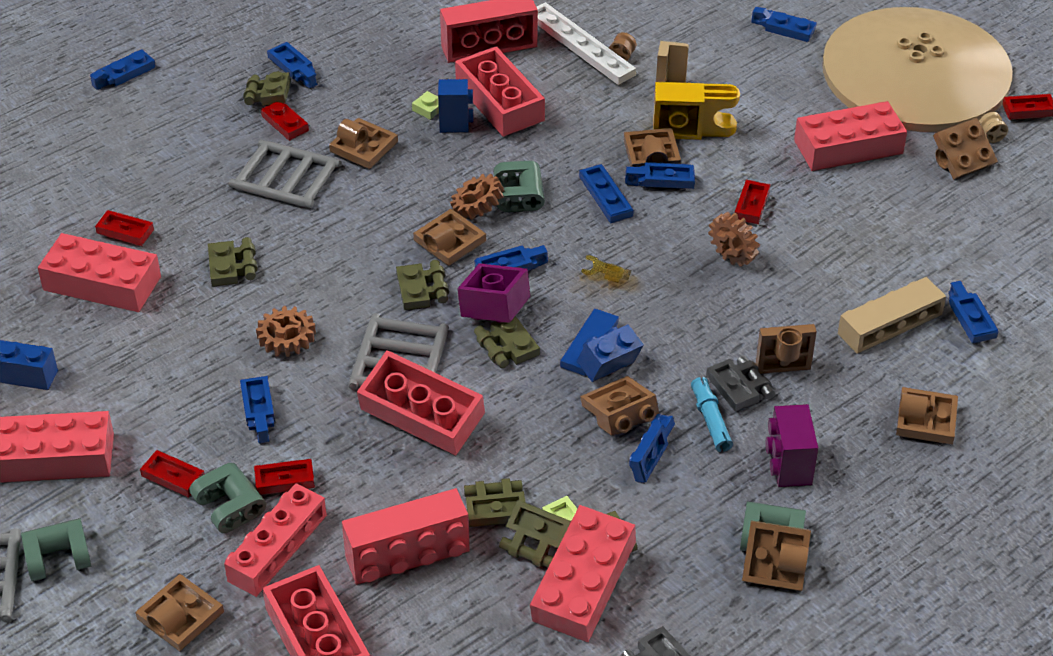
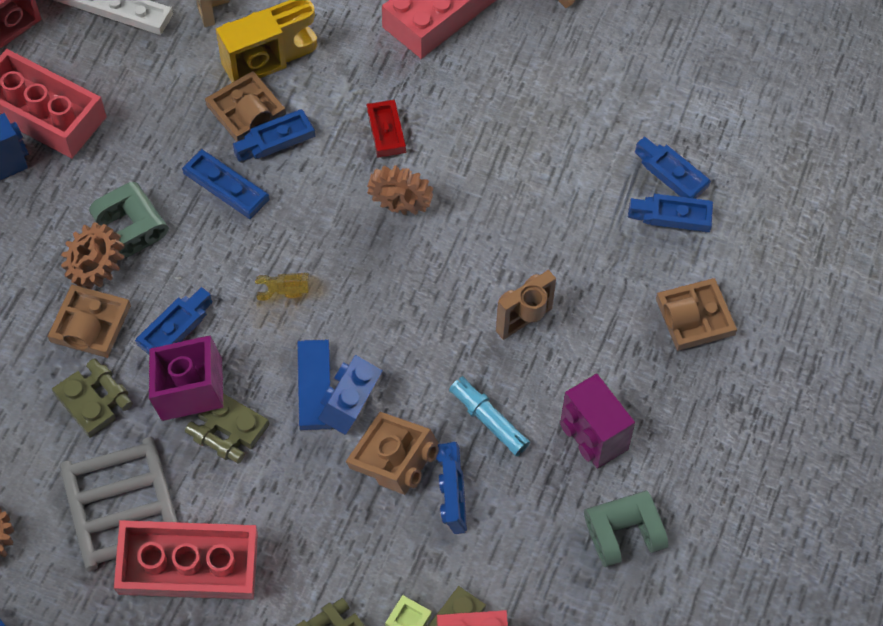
camera: 30 degrees left, 15 degrees up
(733, 382) = (492, 369): flat silver plate -> none
(776, 555) = (651, 561): medium nougat plate -> none
(891, 314) = (598, 208): tan brick -> none
(953, 341) = (673, 212): none -> blue hinge

